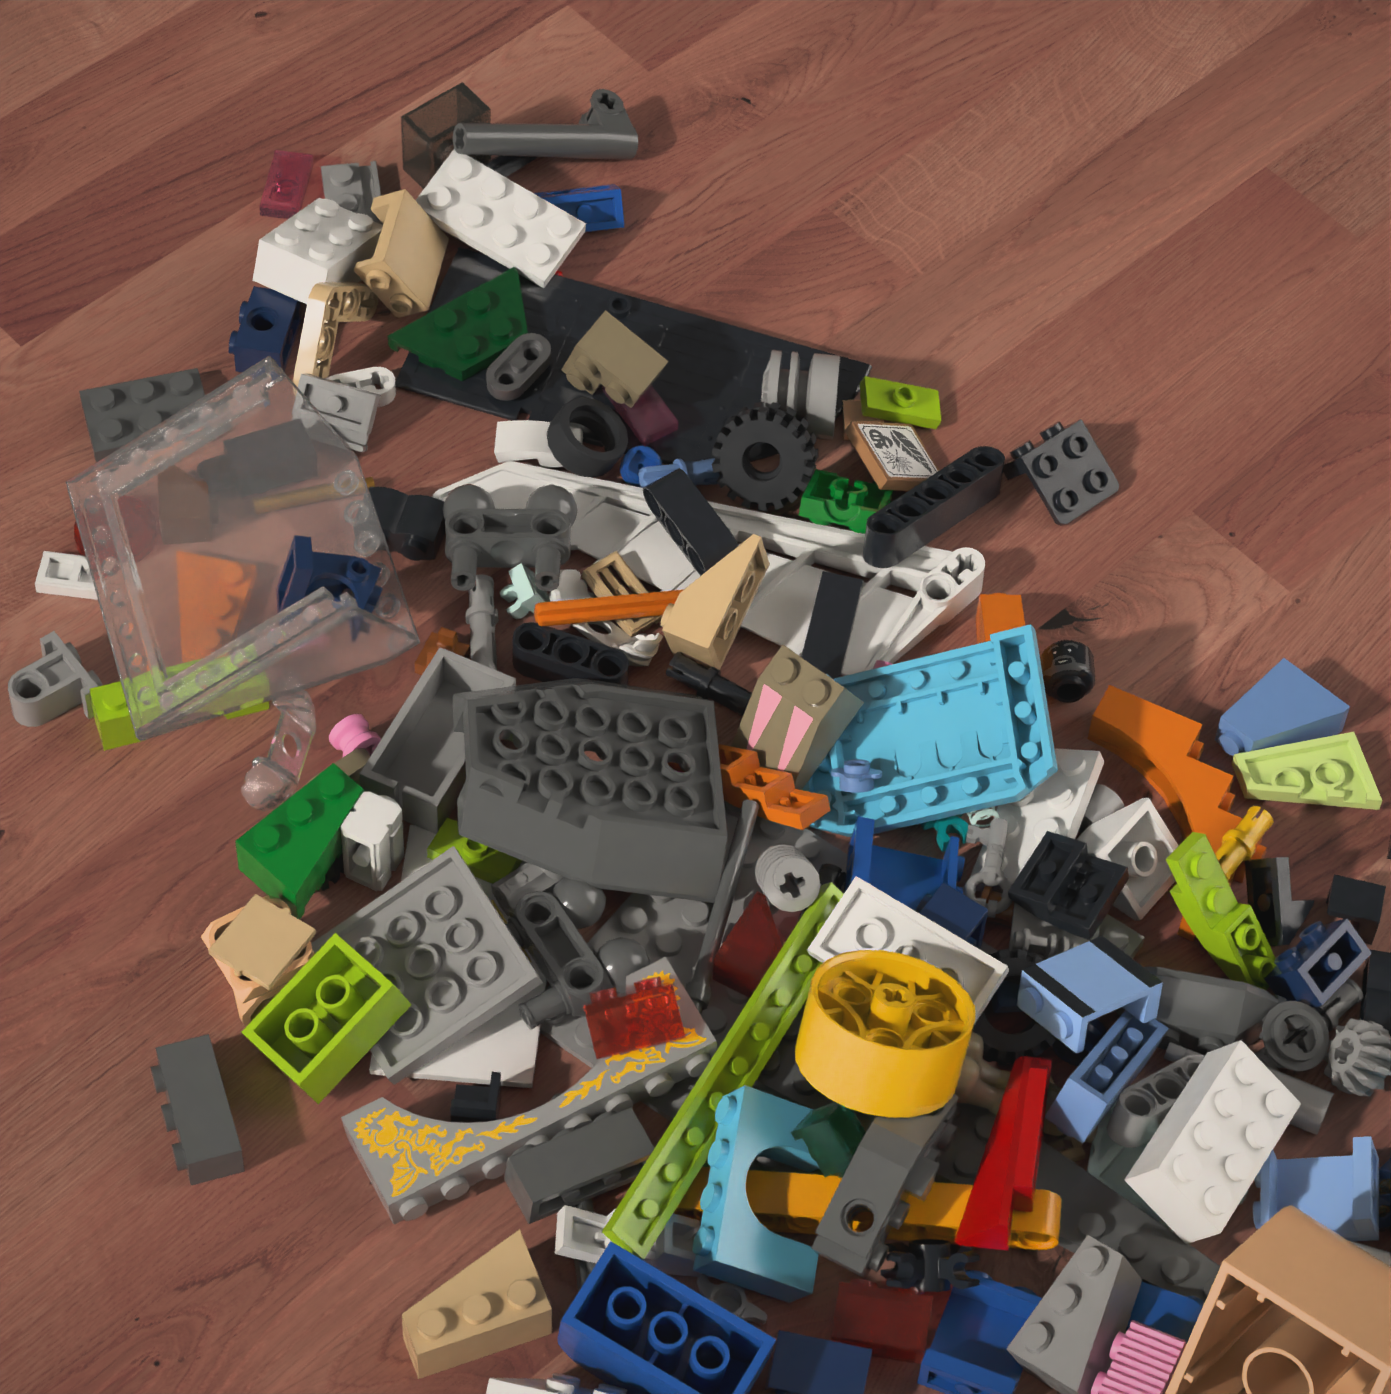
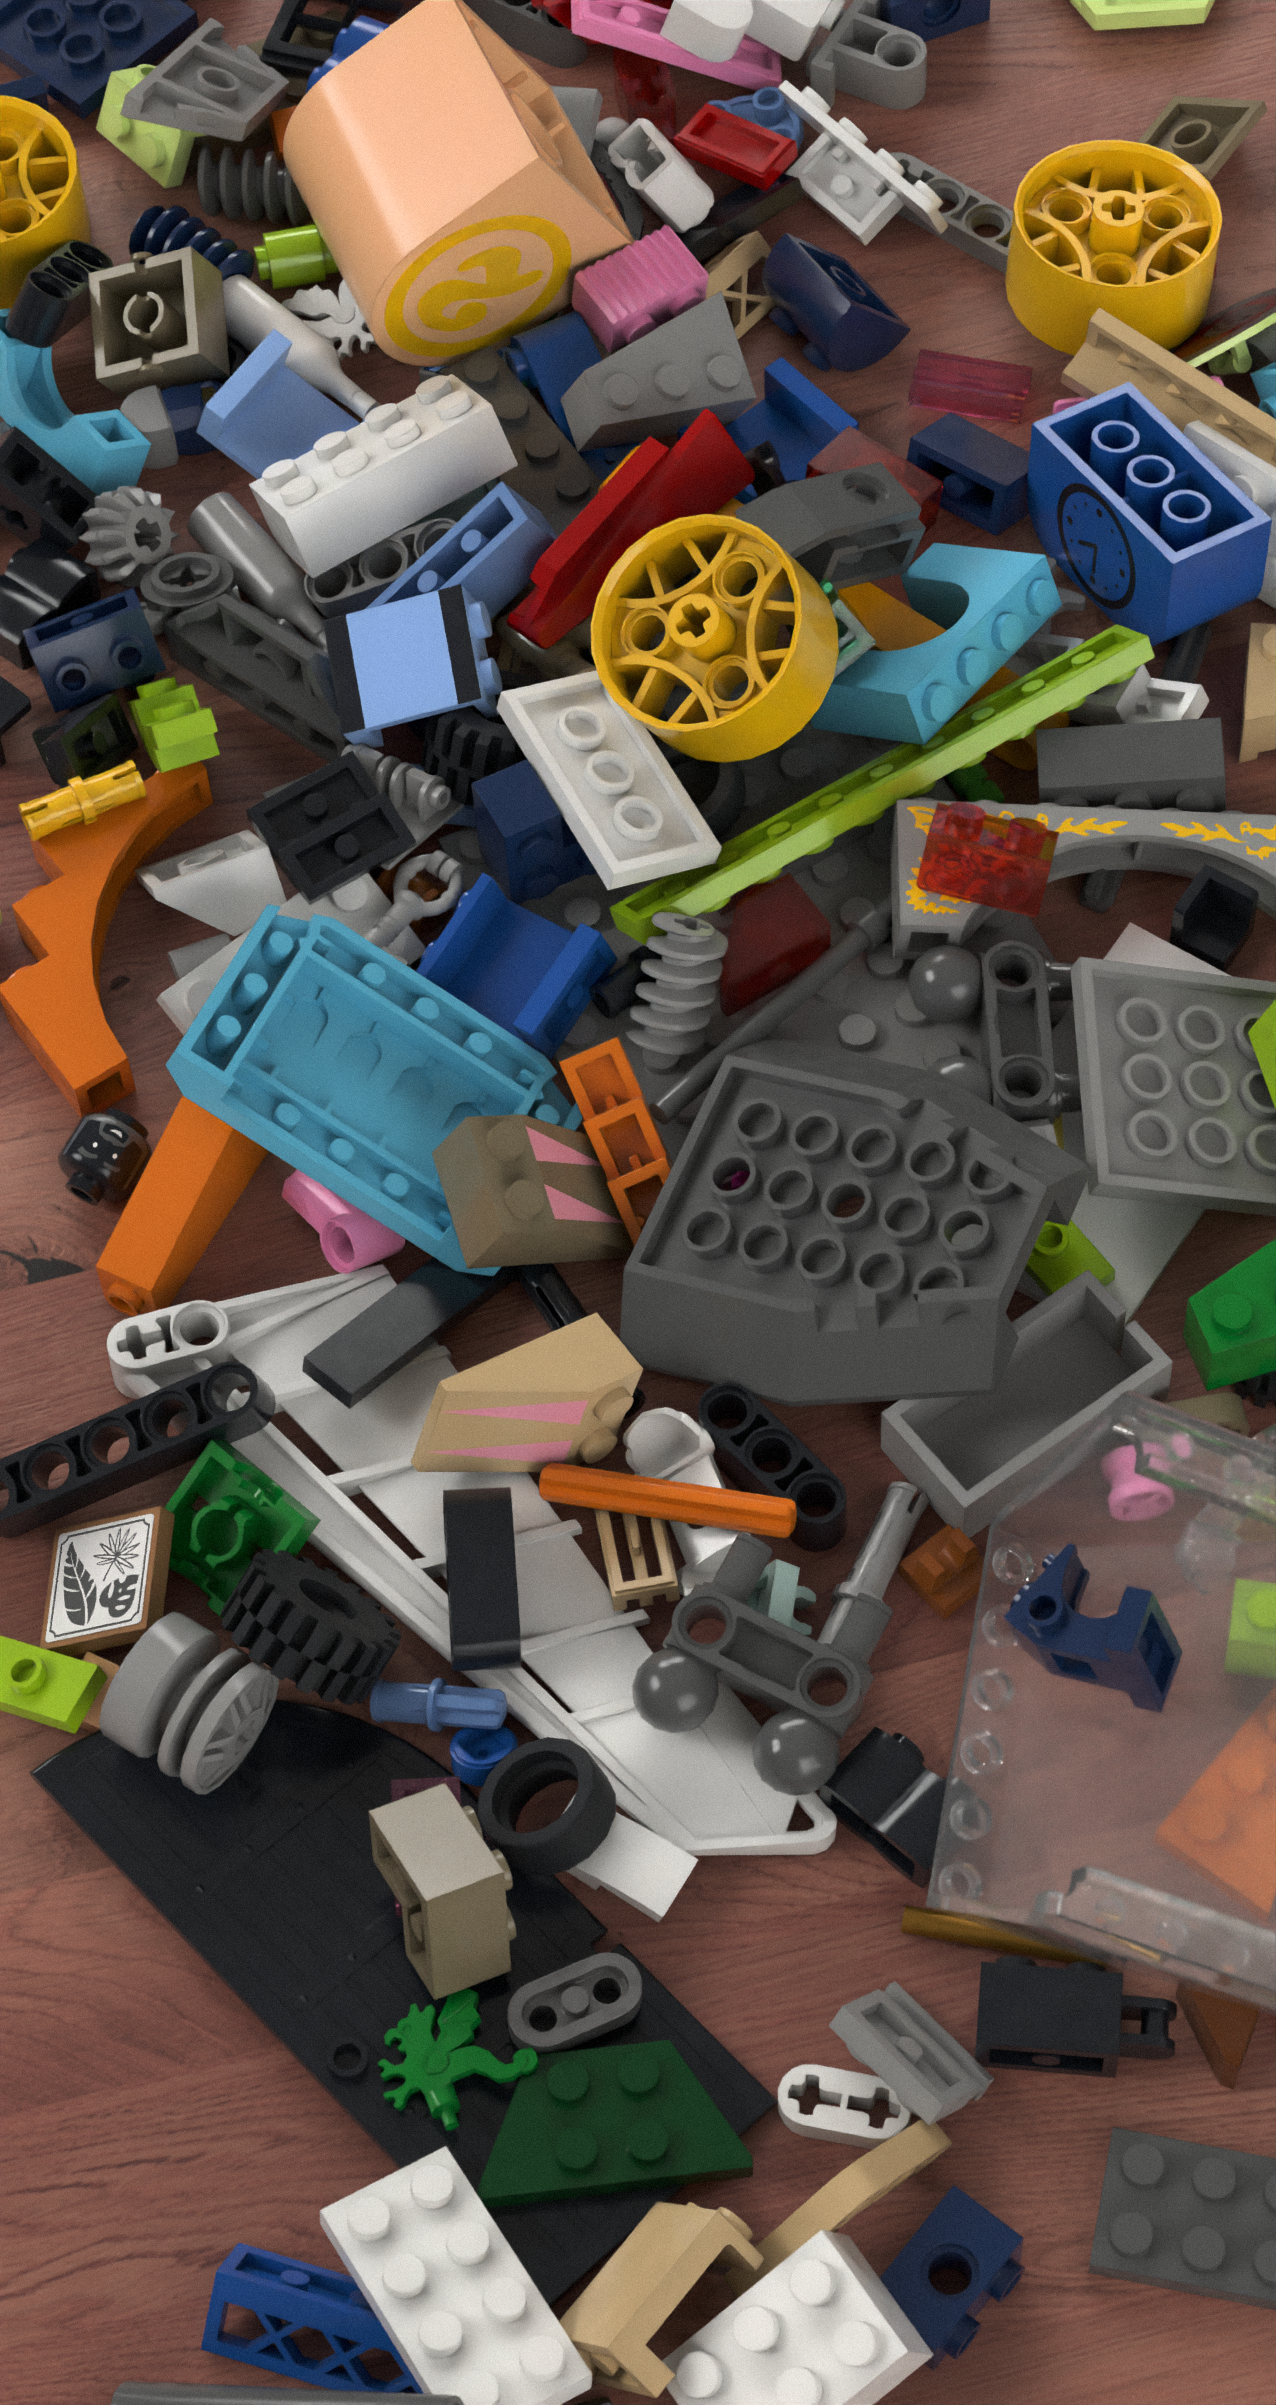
camera: 145 degrees left, 5 degrees up
(372, 840) = (1180, 1269): white brick -> none
(570, 316) = (436, 2065): none -> green piece
(856, 776) = (504, 1078): medium blue plate -> none

